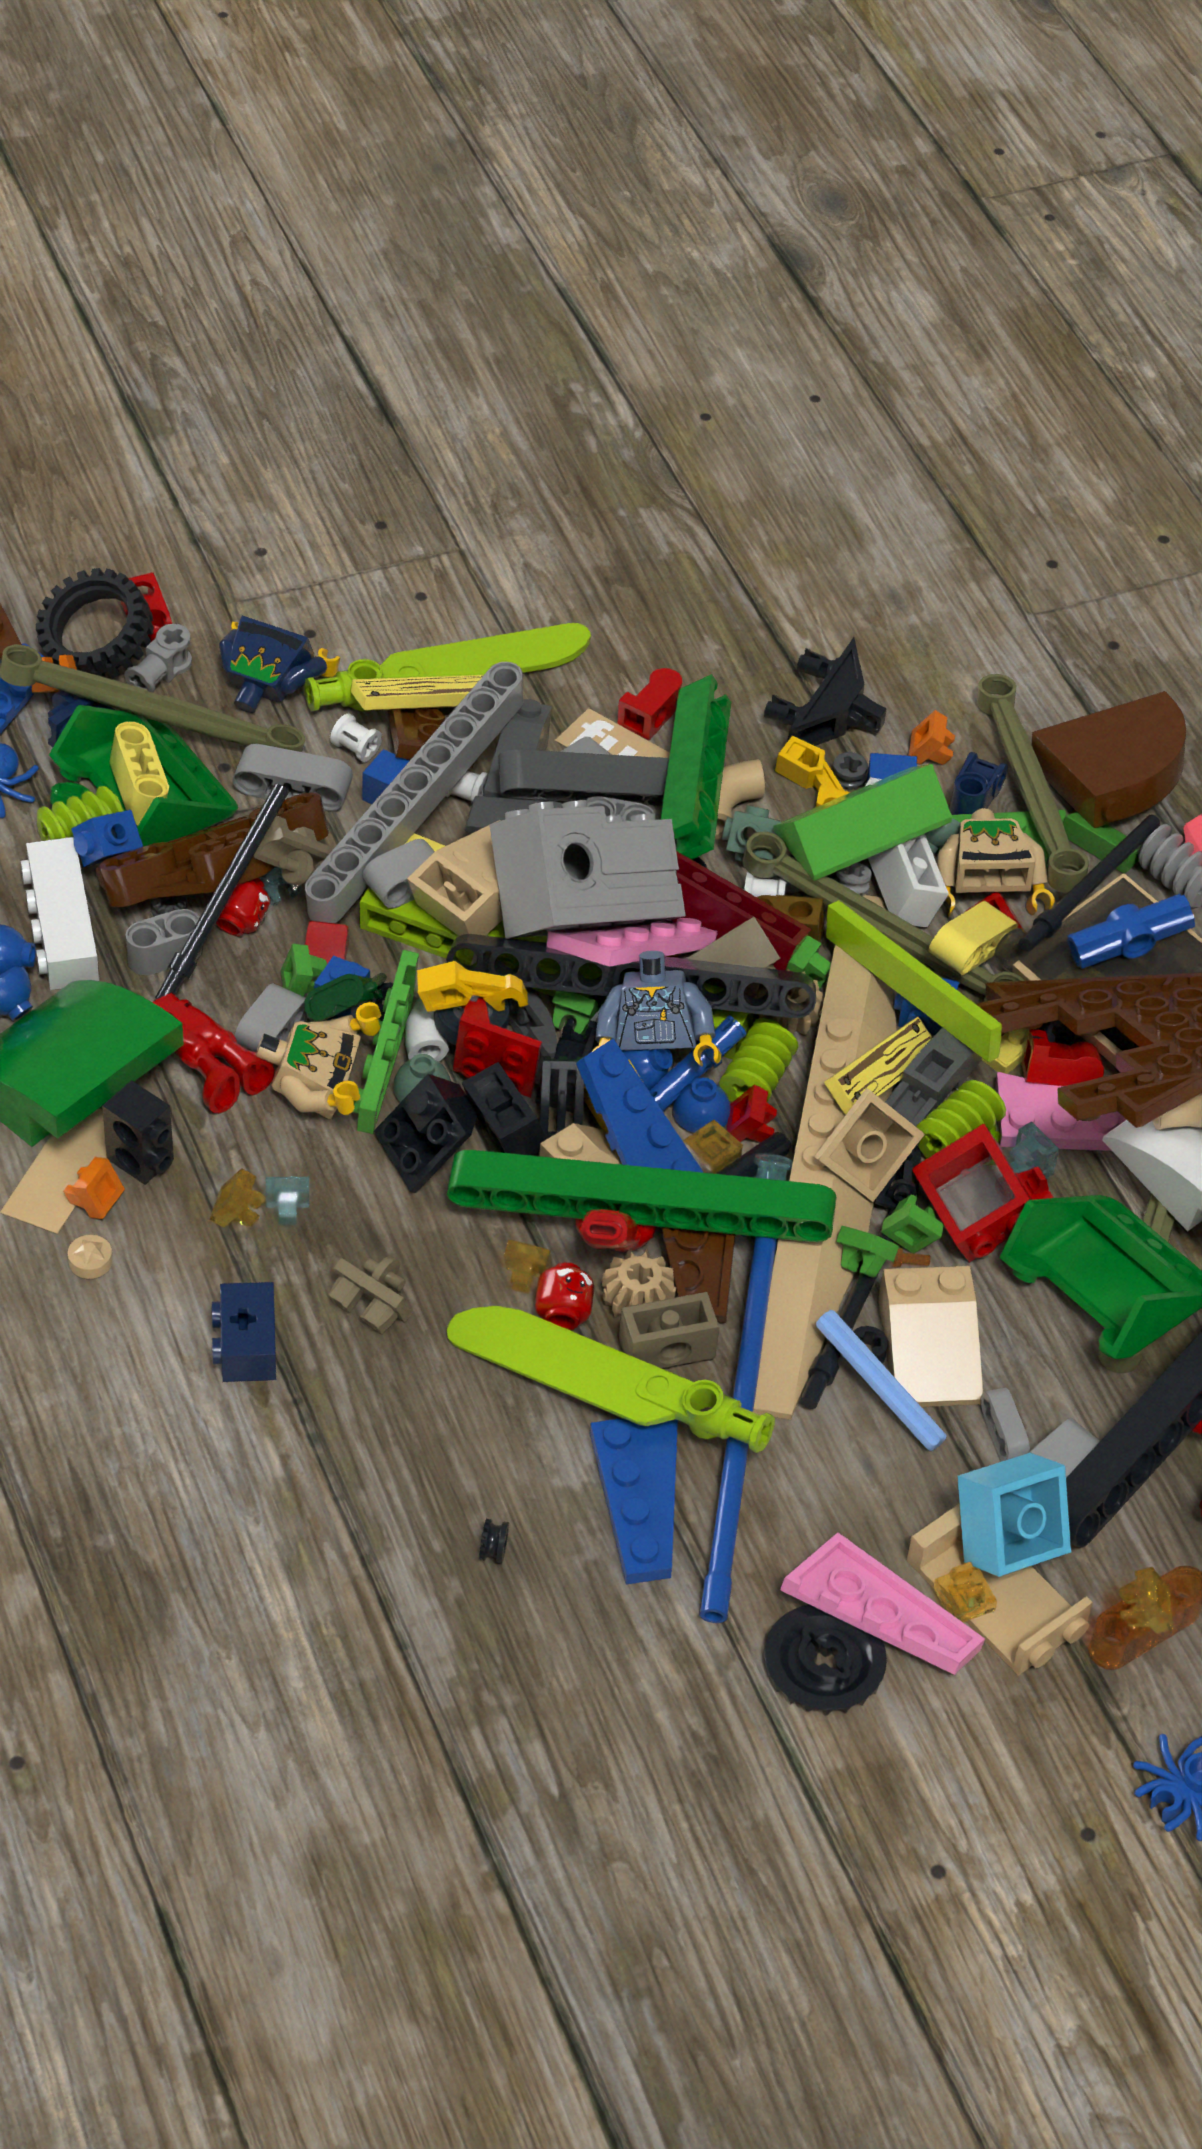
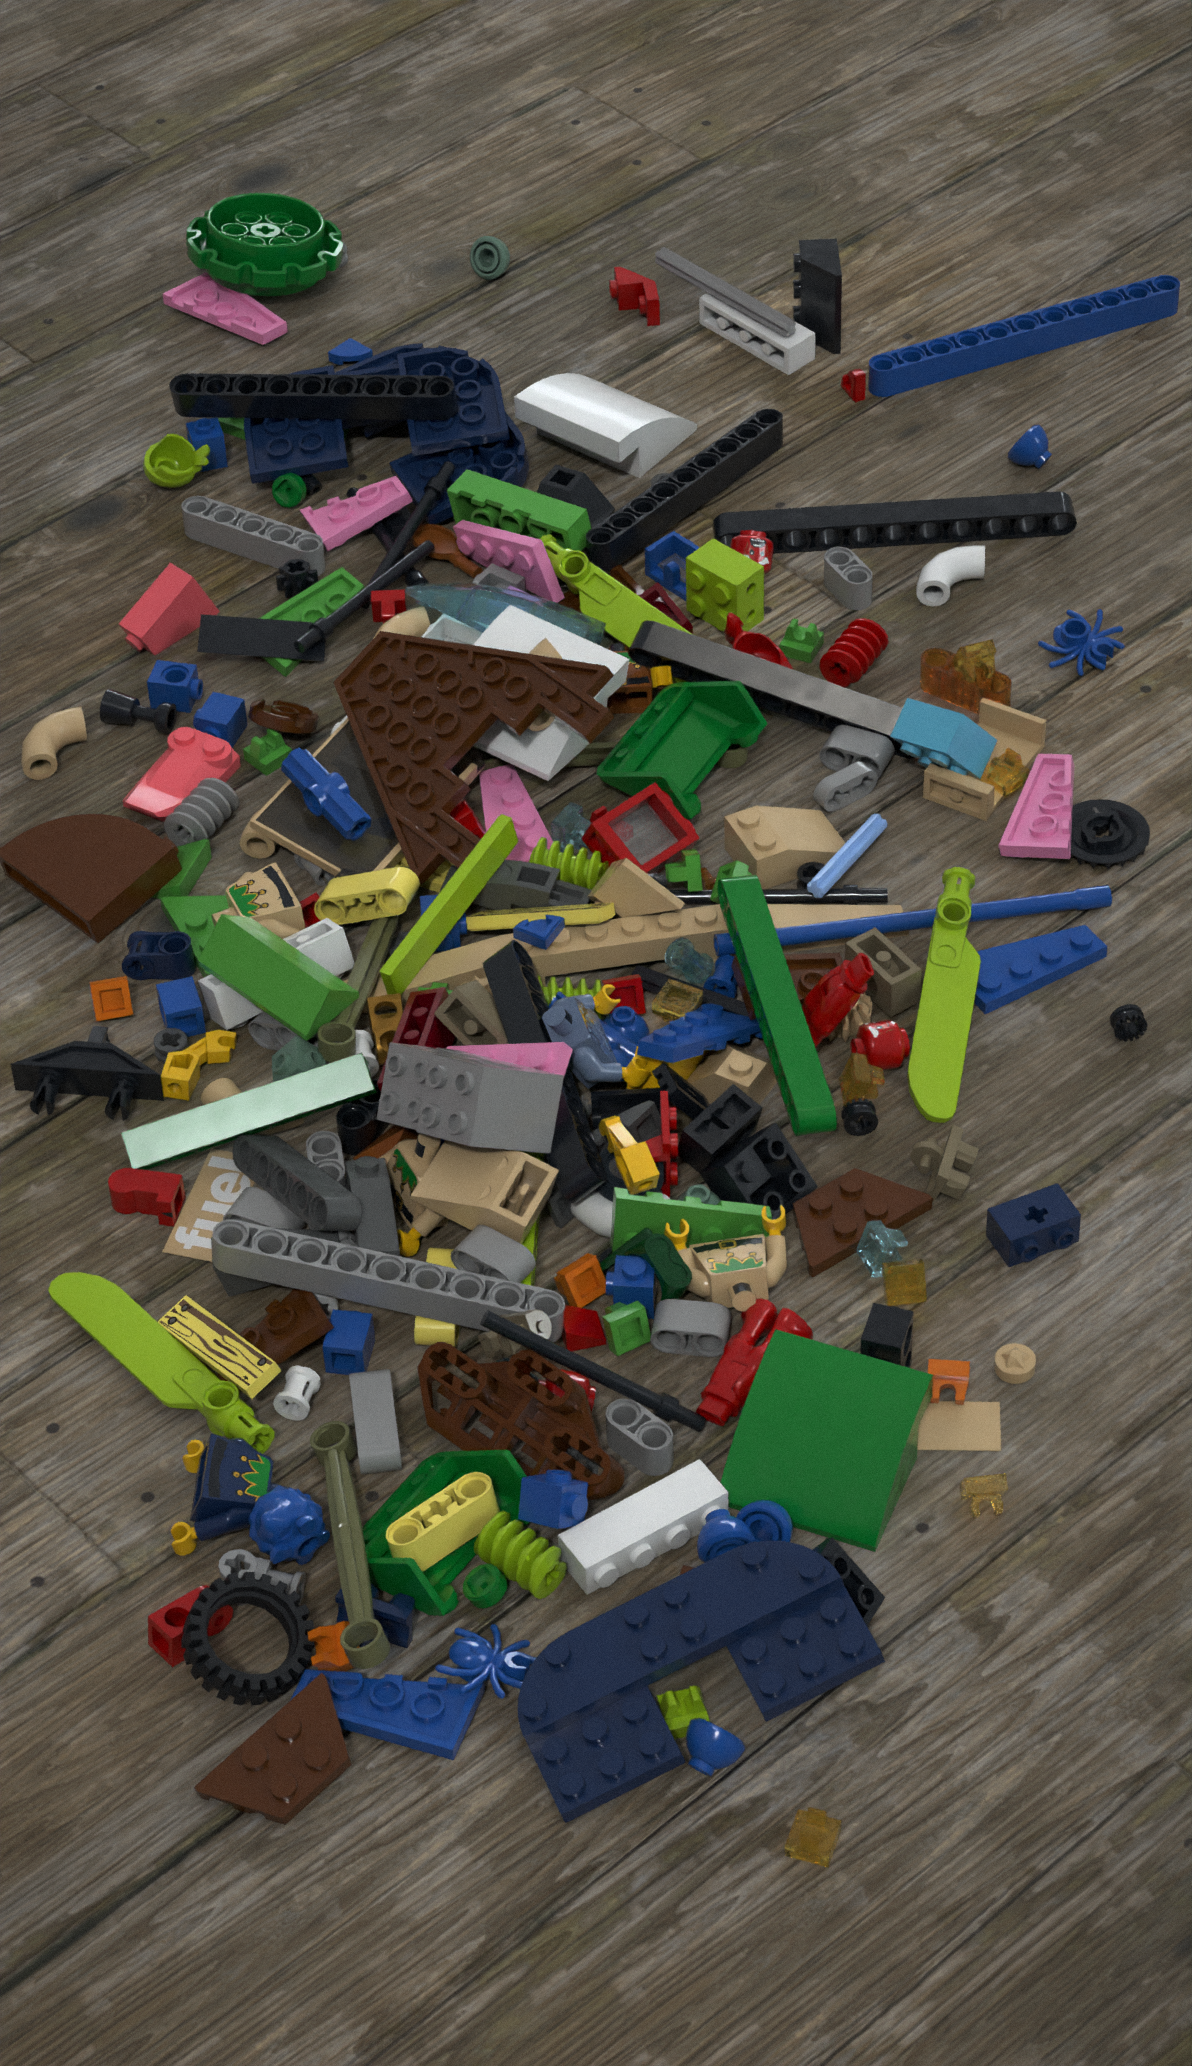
camera: 105 degrees left, 5 degrees down
(196, 672) = (287, 1525): none -> blue animal
(354, 1199) = (837, 1214): none -> reddish brown wing
(377, 956) = (581, 1281): none -> orange tile
(476, 1247) = (853, 1111): none -> black bush
(838, 1038) = (539, 932): none -> blue tile
(1032, 782) = (134, 920): olive piece -> none
(1051, 919) = (329, 852): black bar -> none

